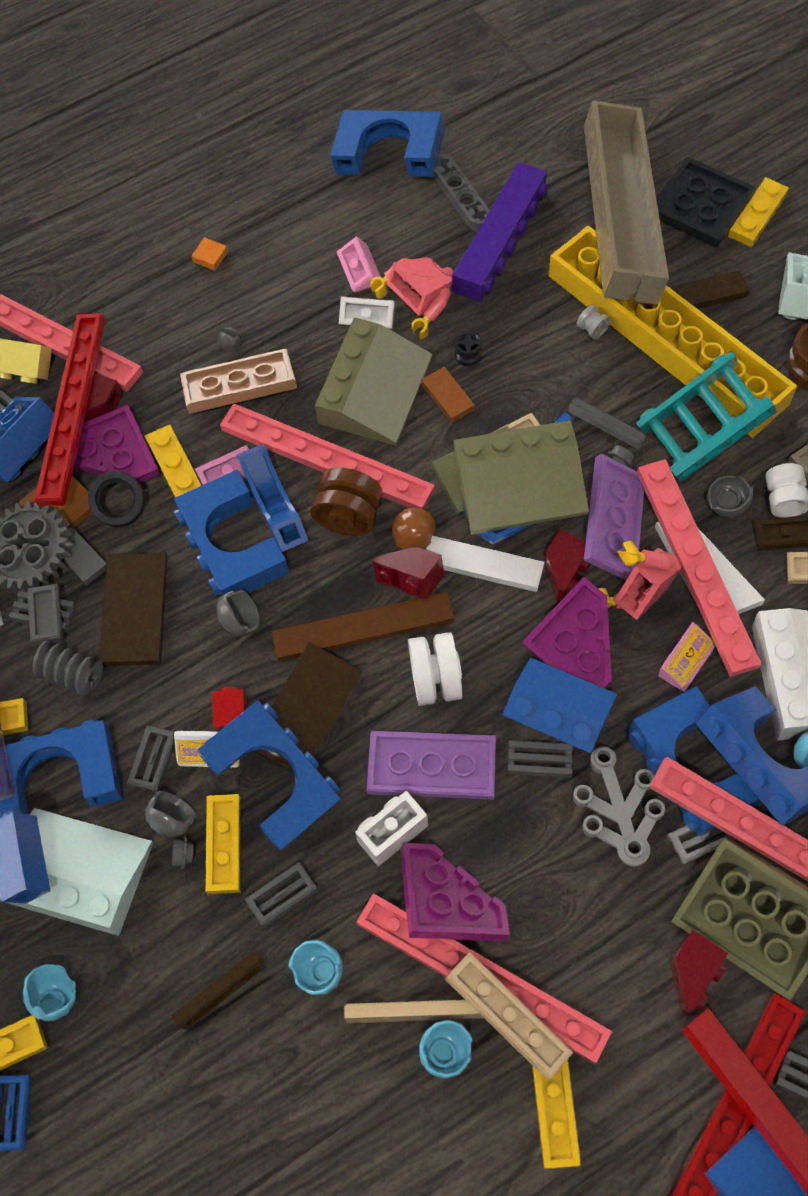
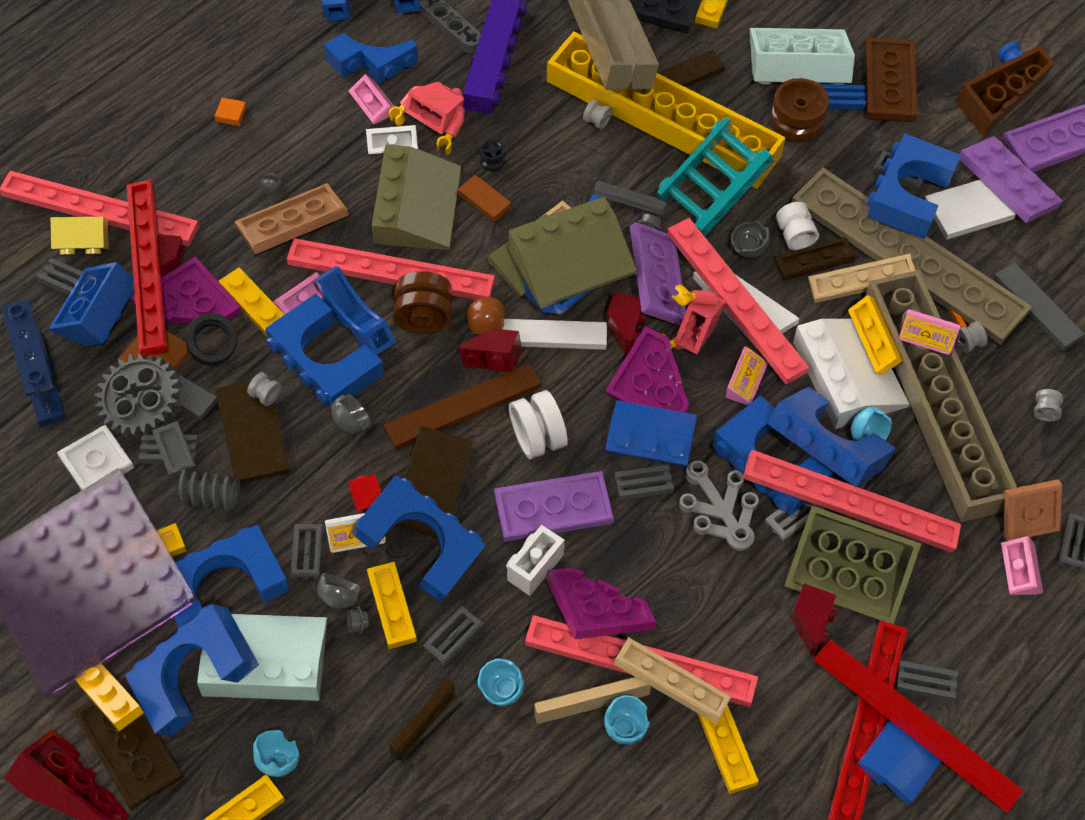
camera: 20 degrees left, 5 degrees down
(154, 566) = (264, 389): none -> light grey wheel
(376, 225) = (380, 62): none -> blue arch

